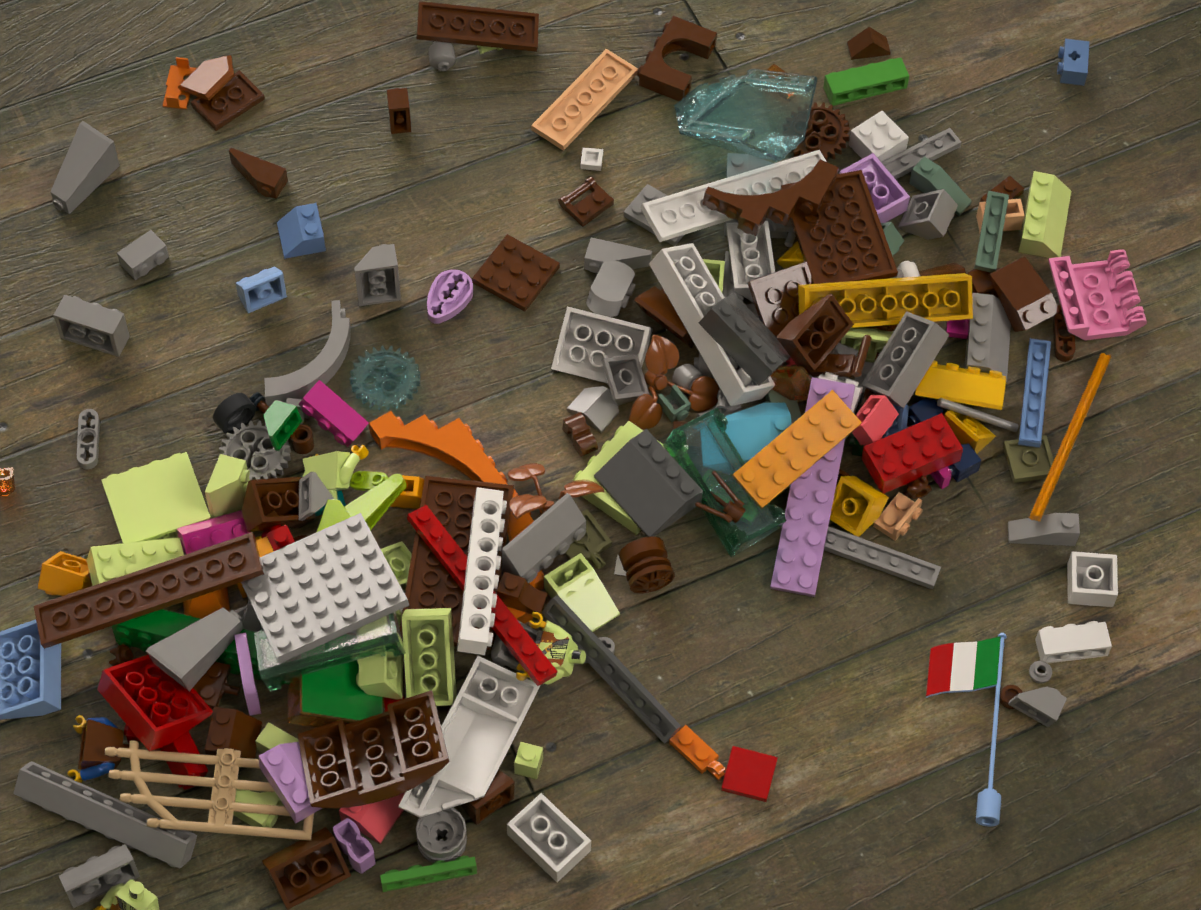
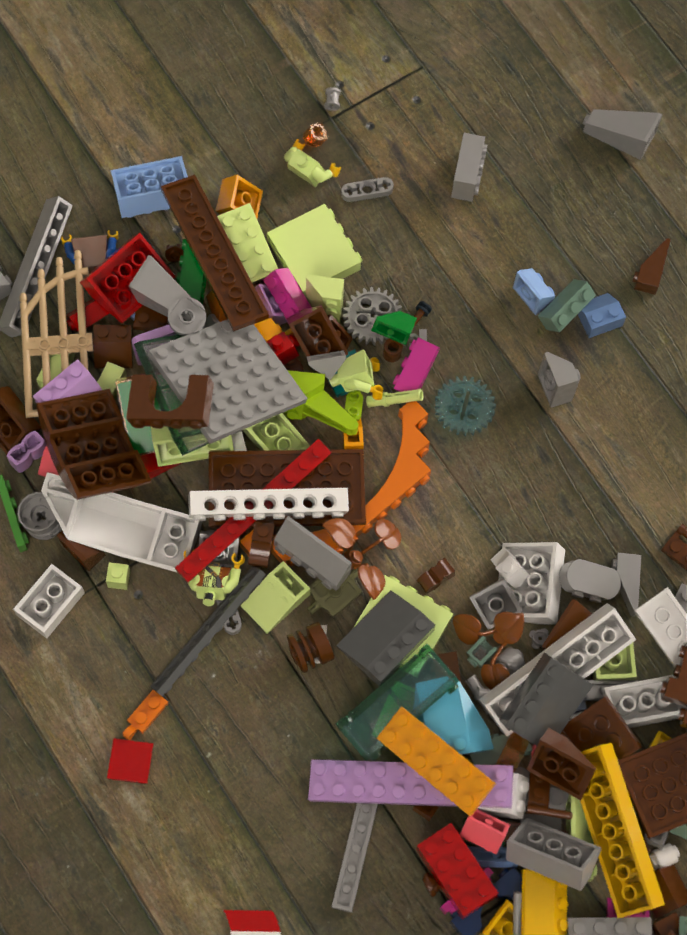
camera: 80 degrees right, 10 degrees up
(43, 495) = (307, 167): none -> yellowish green torso
(143, 255) = (549, 194): light grey brick -> none
(233, 412) = (405, 291): black tyre -> none
(236, 632) = (186, 306): none -> light grey plate
(287, 256) = (566, 305): none -> sand green brick
(322, 368) = (467, 354): light grey arch -> none
(359, 667) = (191, 413): none -> reddish brown arch
(365, 436) = (394, 398): none -> yellowish green pin
(429, 653) = (196, 471): yellowish green brick -> none
(458, 300) = (549, 448): lavender piece -> none
(516, 272) = (597, 499): reddish brown plate -> none
(582, 361) = (509, 567): none -> white arch
(596, 406) = (467, 582): light grey slope -> none
(732, 511) = (372, 713): reddish brown plant -> none
(856, 505) = (403, 827): yellow slope -> none
(897, 516) = (401, 868): light nougat bracket -> none

